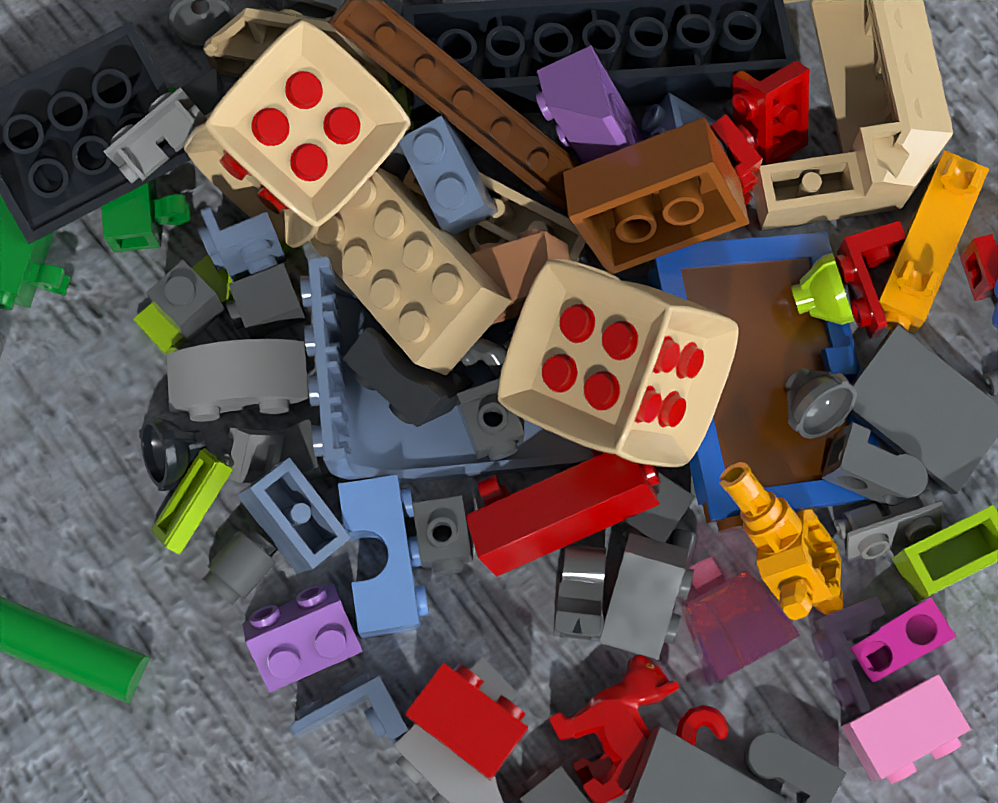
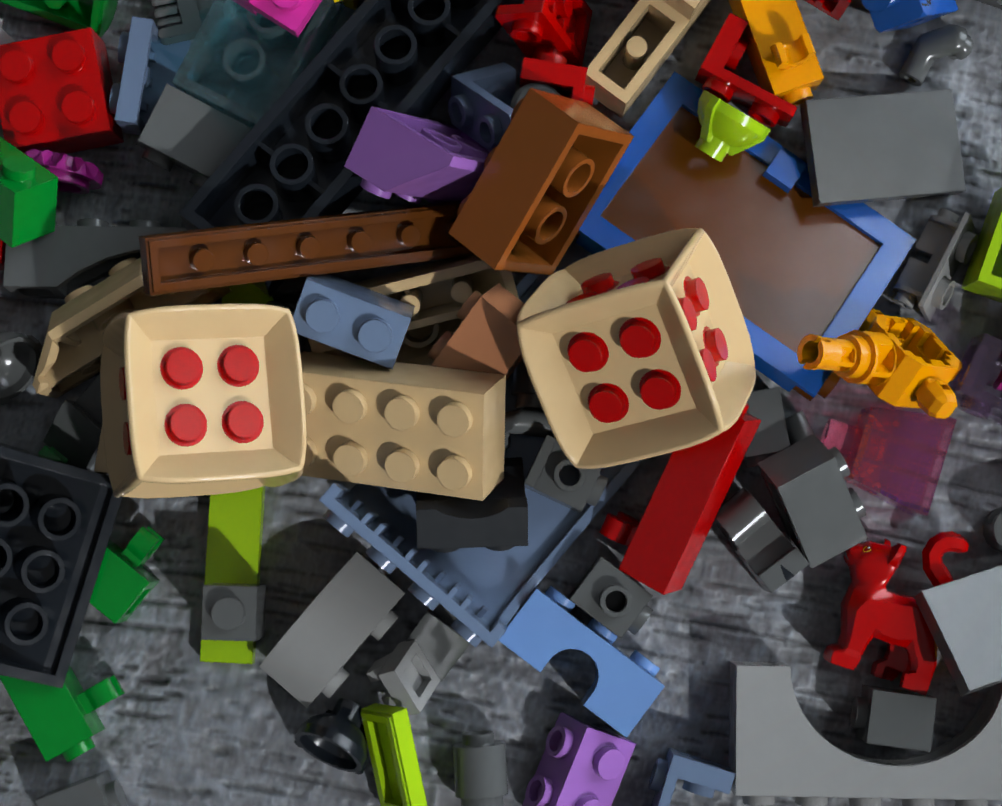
camera: 45 degrees left, 10 degrees up
(139, 142) = (77, 529): light grey hinge -> none
(242, 247) = (246, 524): sand blue bracket -> none
(264, 303) = (292, 549): dark grey brick -> none
(293, 516) = (488, 697): sand blue brick -> none
(468, 720) = (779, 726): red brick -> none
(818, 401) = (803, 223): dark grey piece -> none
(872, 470) = (890, 240): dark grey leg -> none

